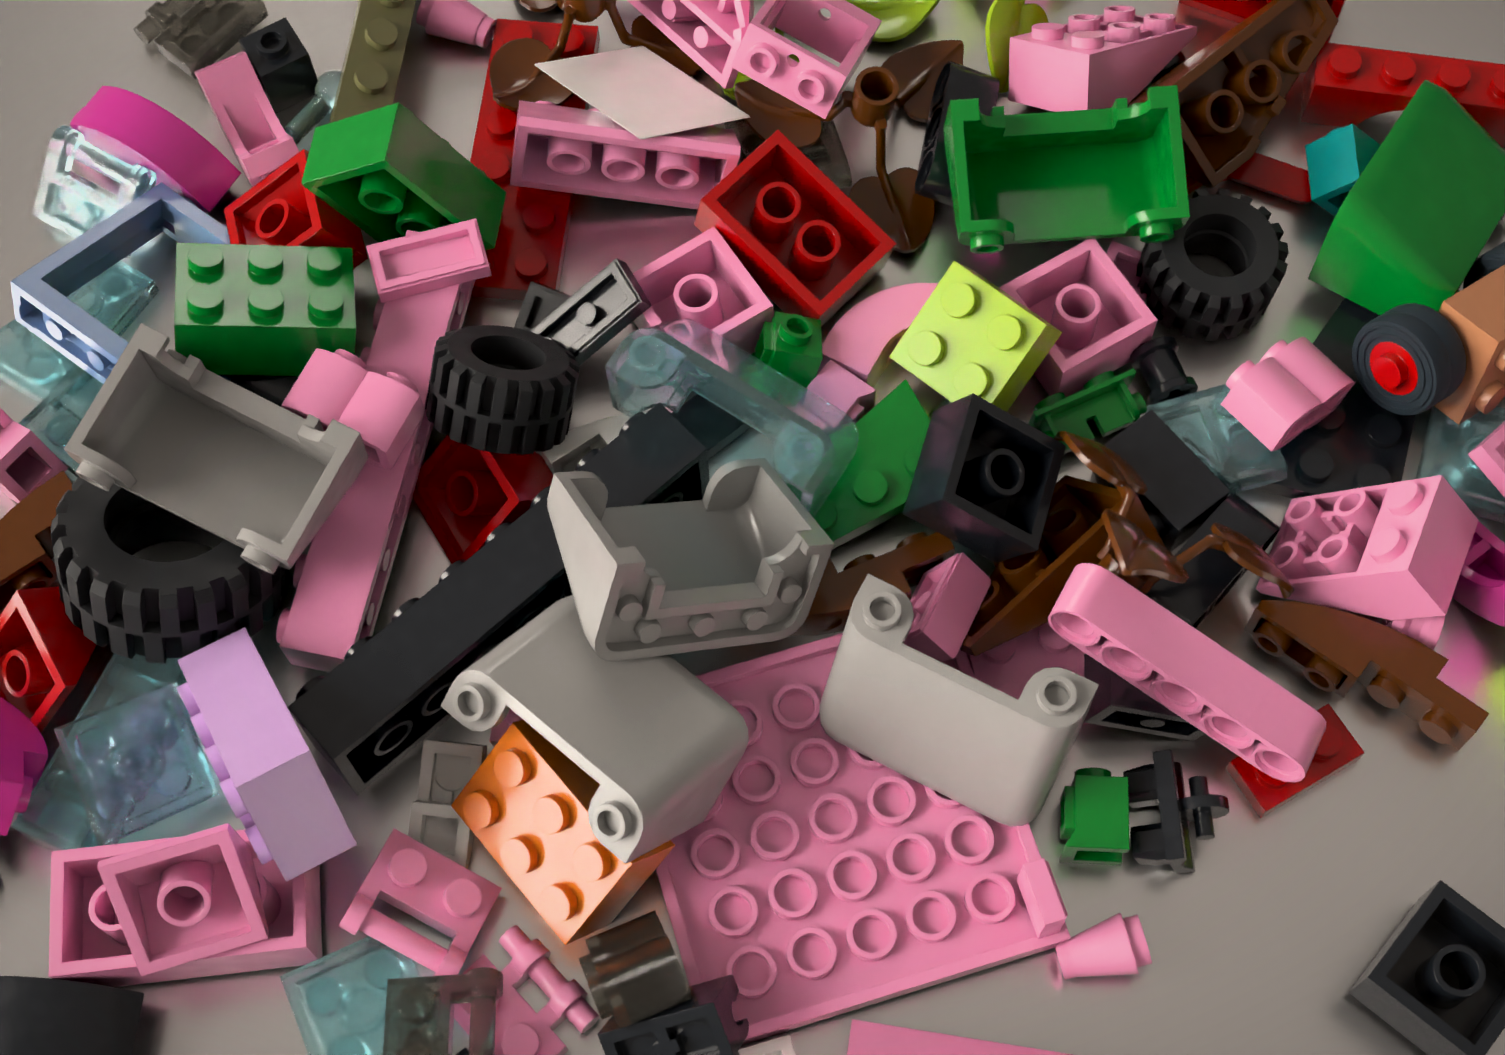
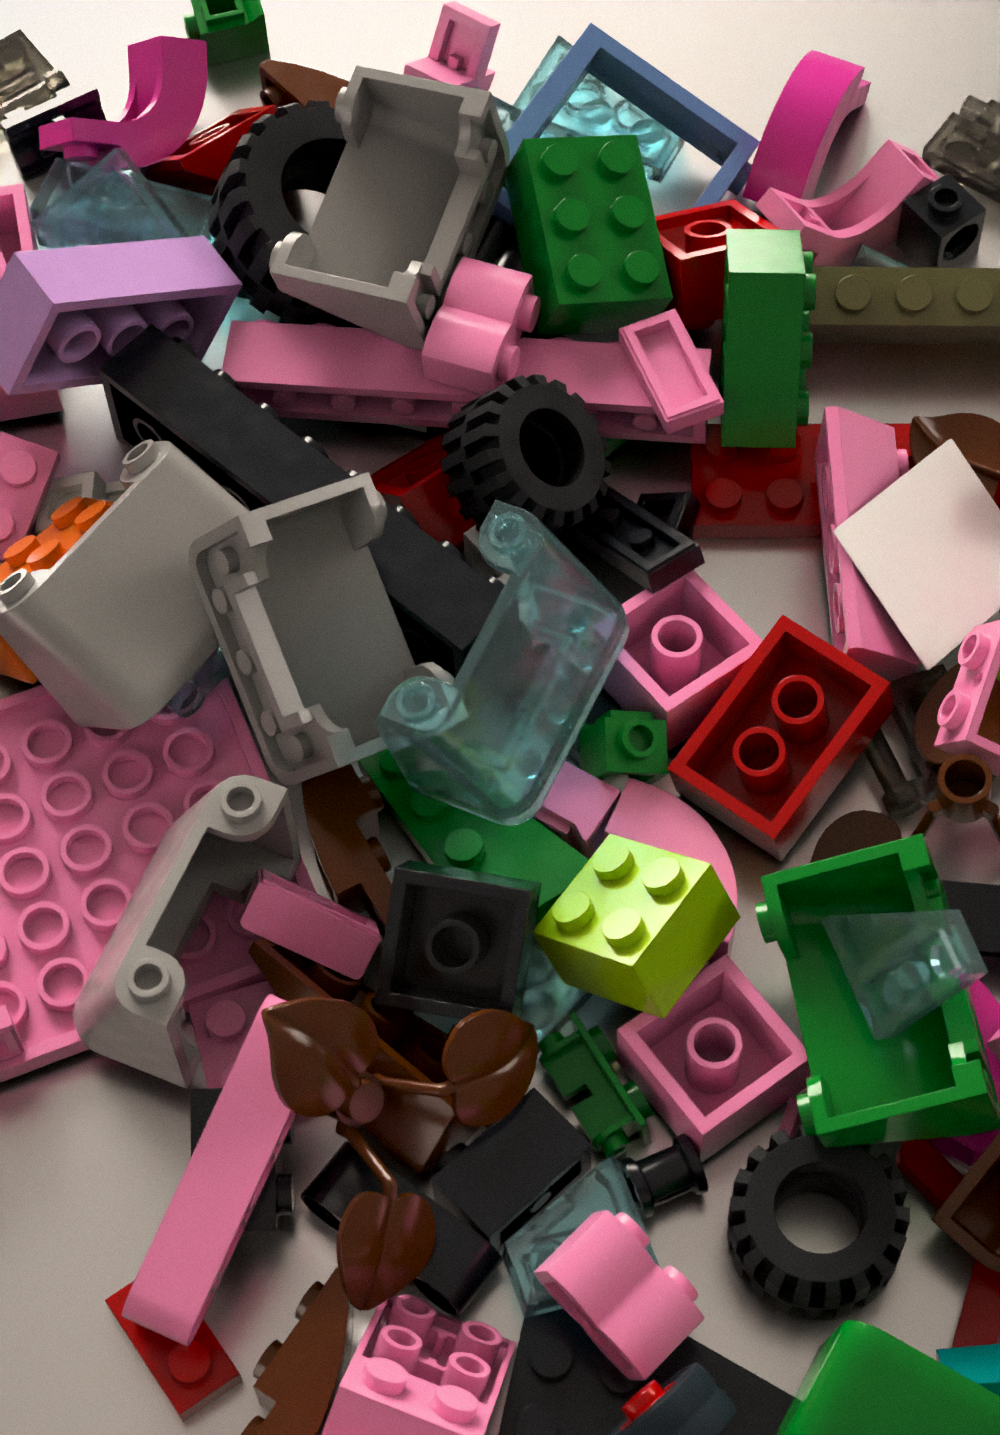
camera: 85 degrees right, 5 degrees down
(75, 202) = (753, 82): clear light blue plate -> none
(1039, 145) = (904, 963): none -> clear light blue wing
(1095, 818) = (91, 1112): green window -> none
(1171, 839) = (99, 1195): black hips -> none

